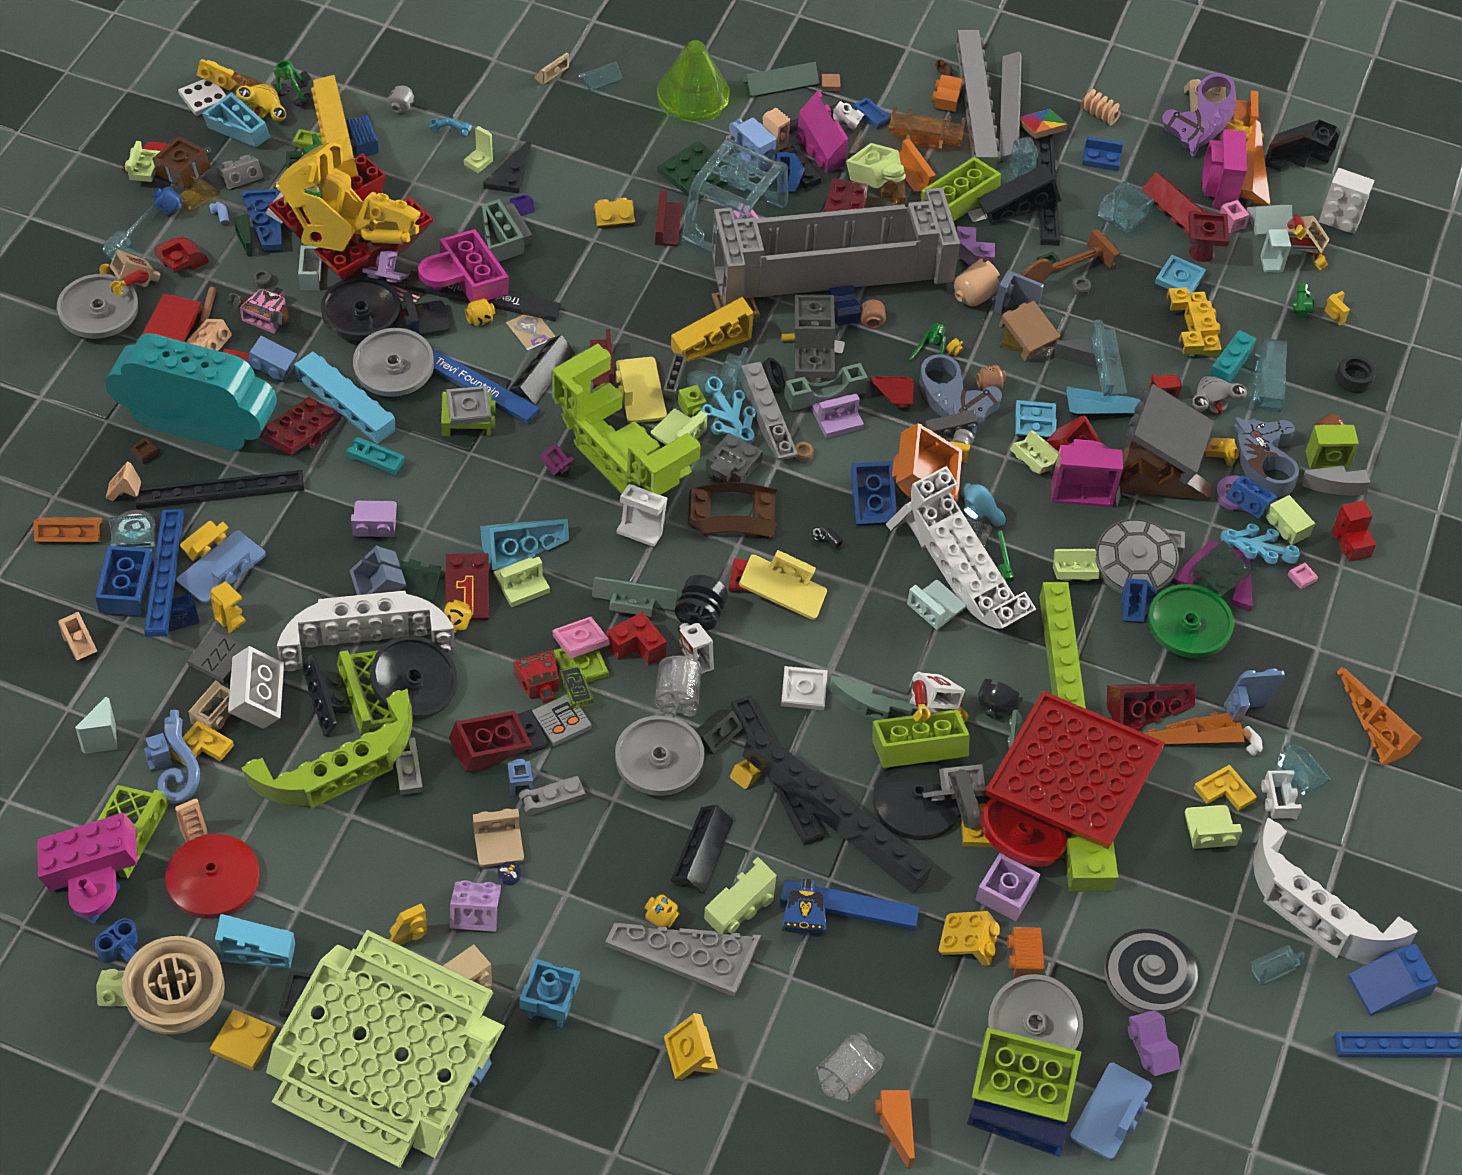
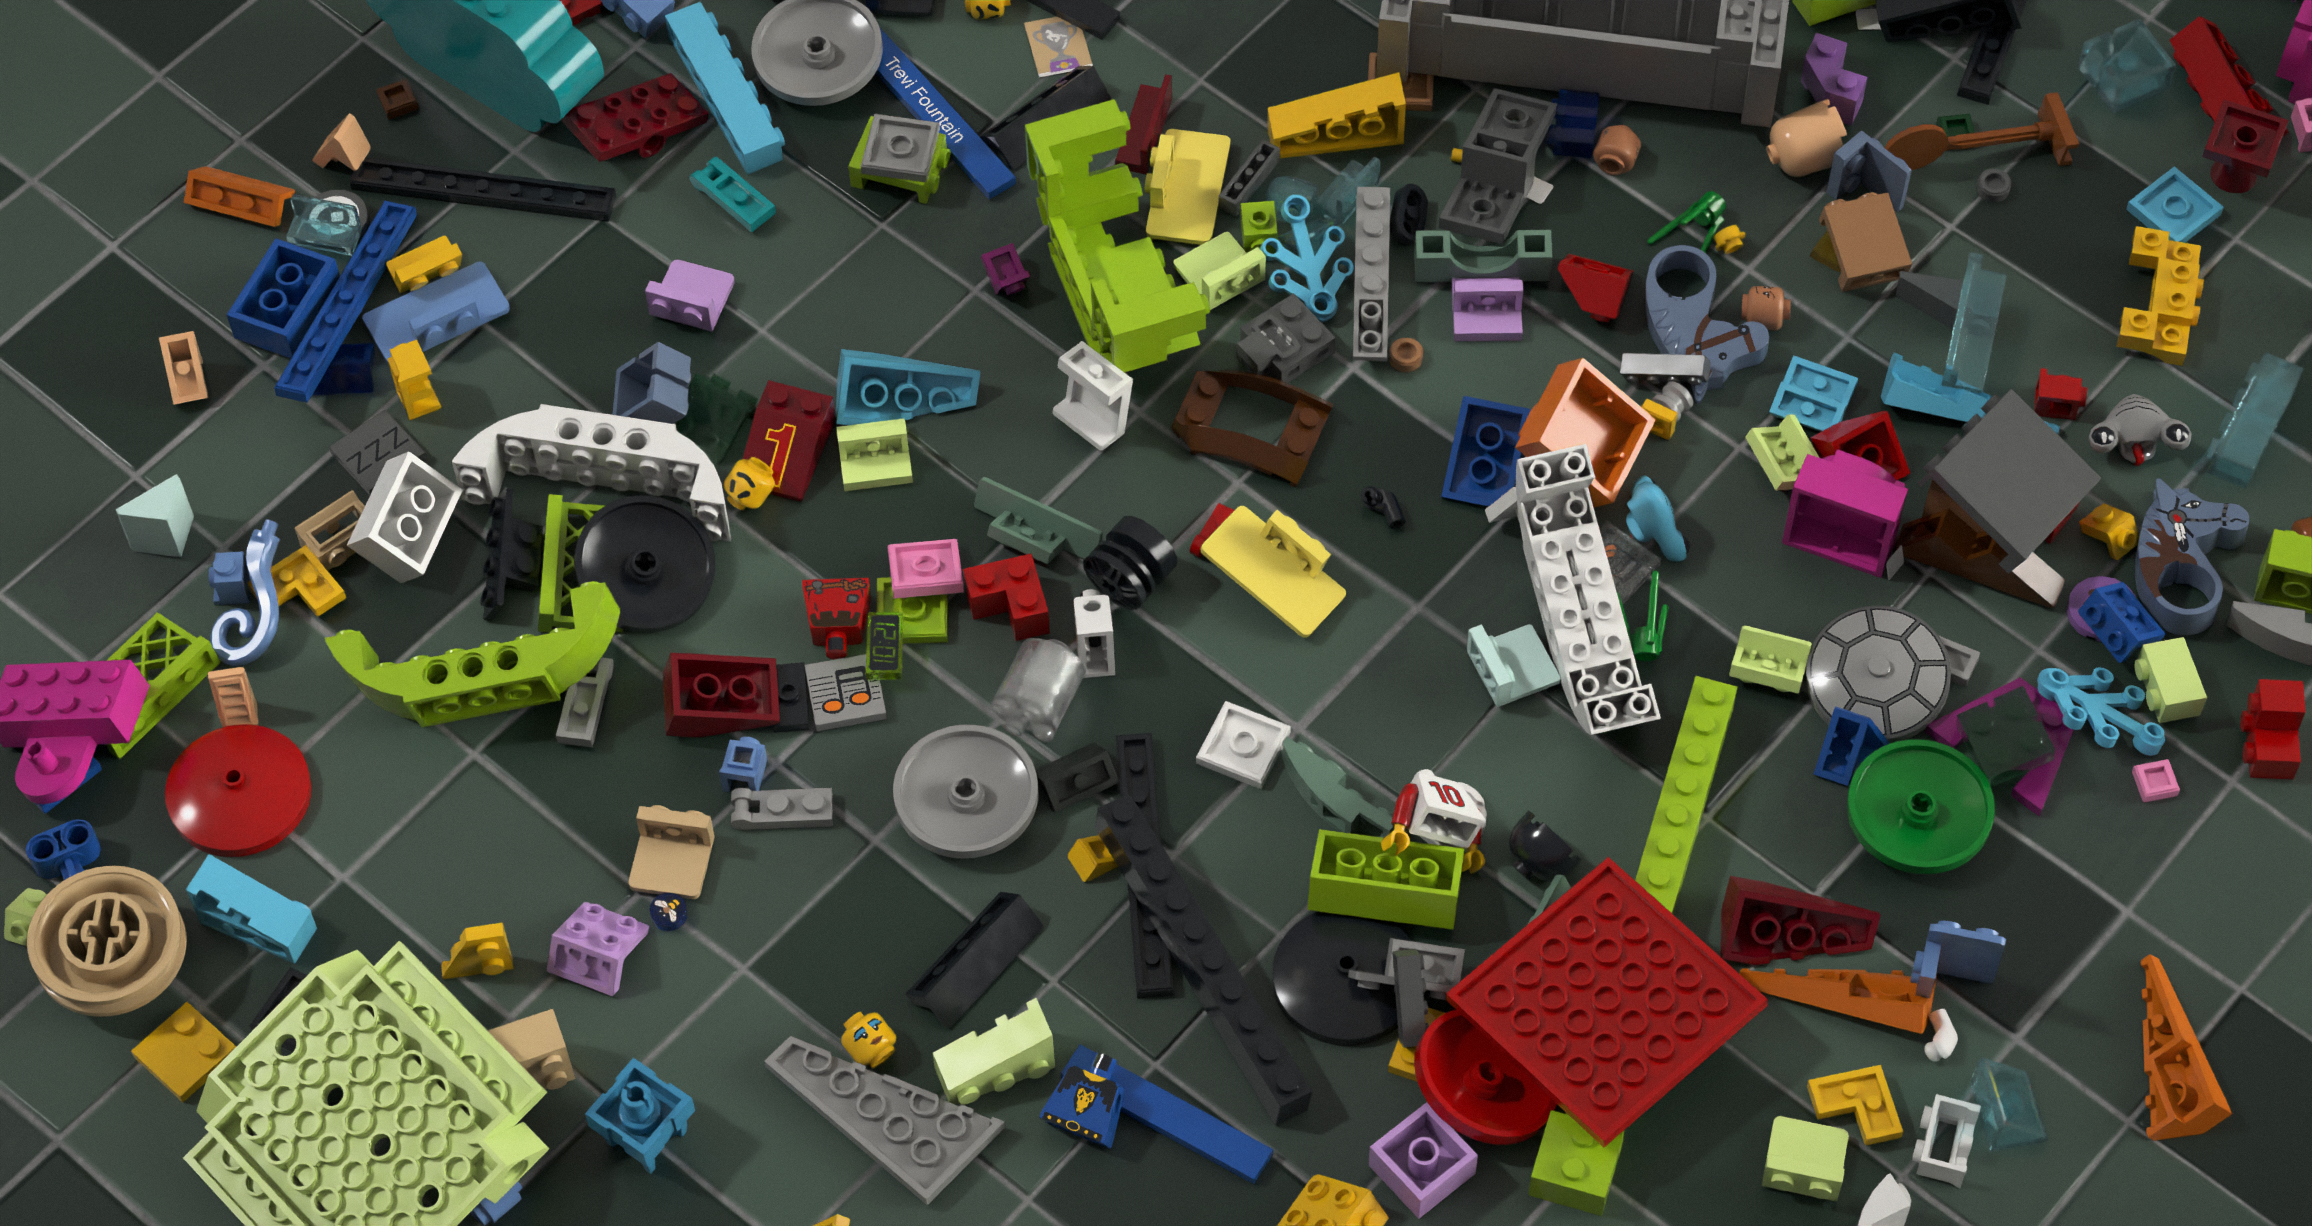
camera: 25 degrees right, 5 degrees up
(1233, 356) = (2198, 374): teal brick -> none

